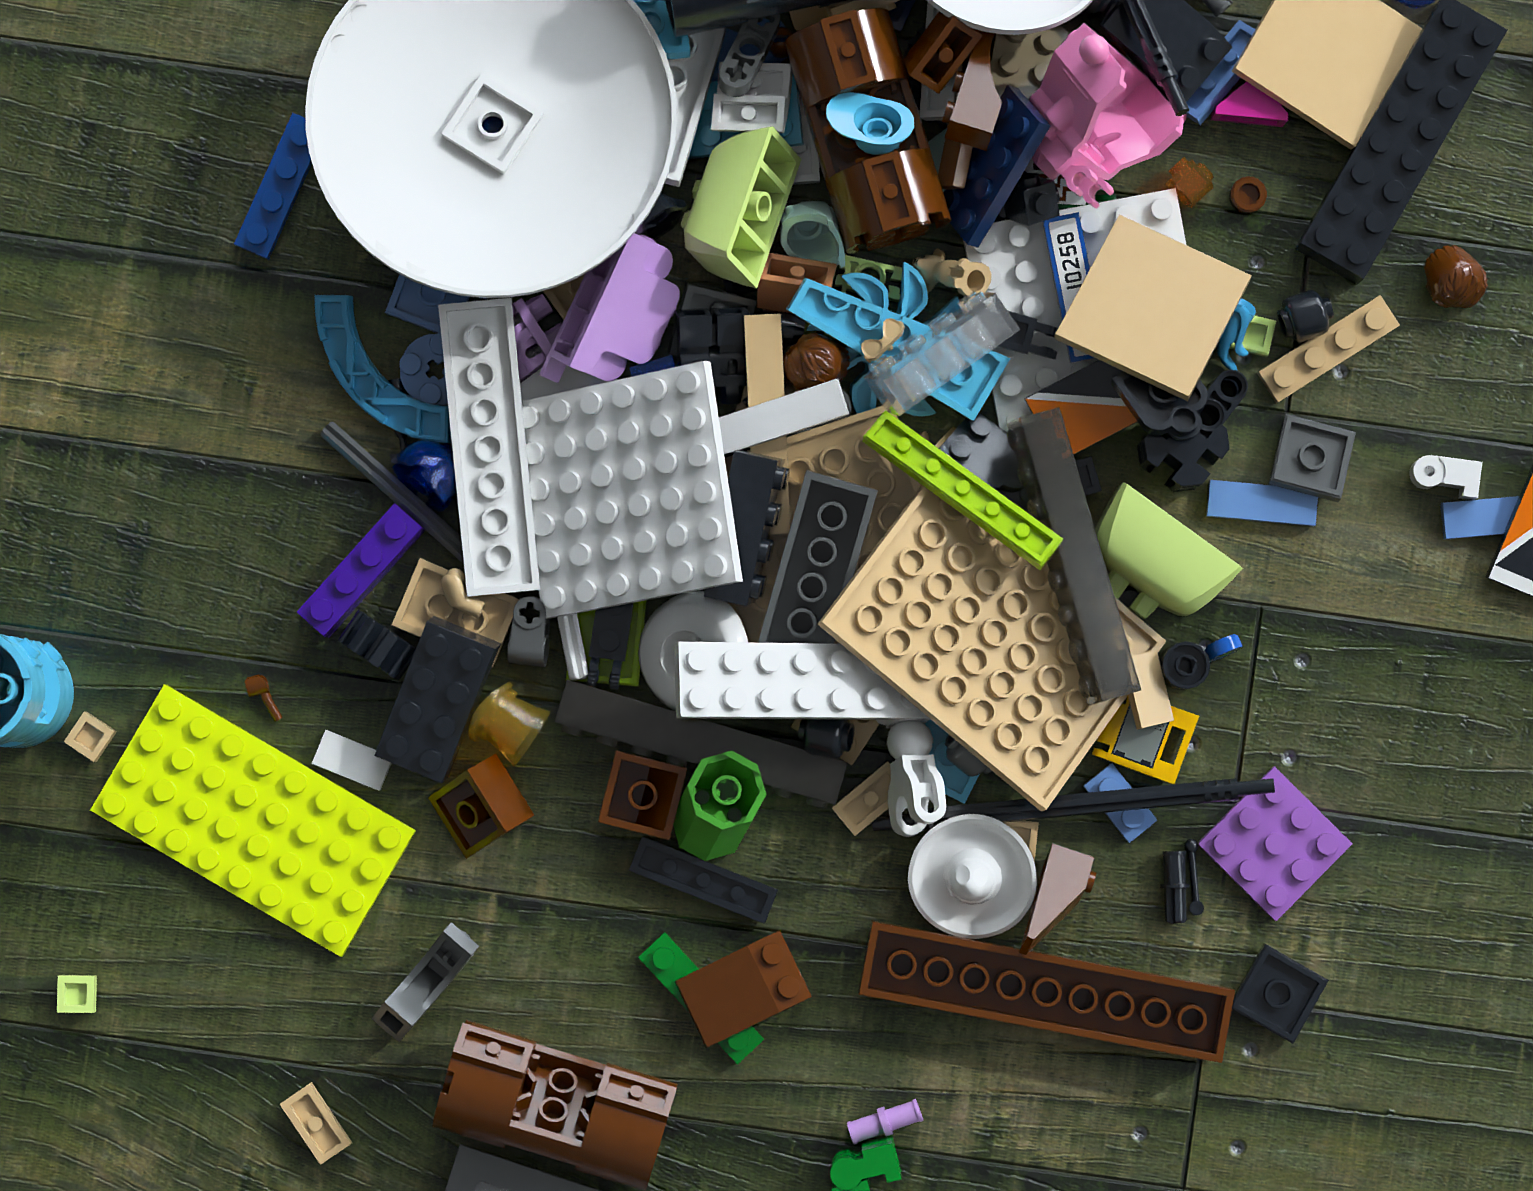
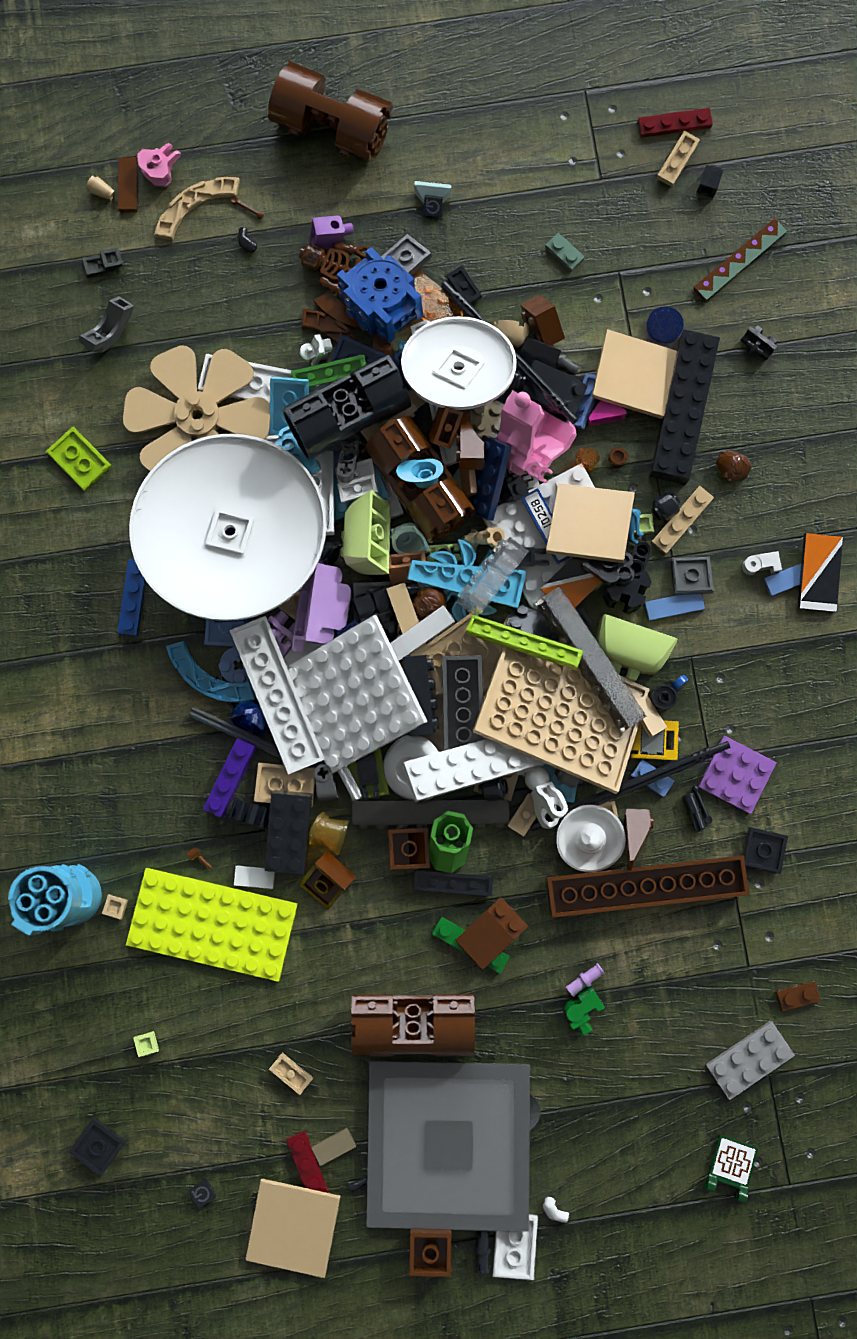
camera: 15 degrees left, 5 degrees down
(425, 982) = (326, 981): dark grey arch -> none
(456, 595) = (283, 776): tan arm -> none
(874, 349) = (457, 585): tan piece -> none

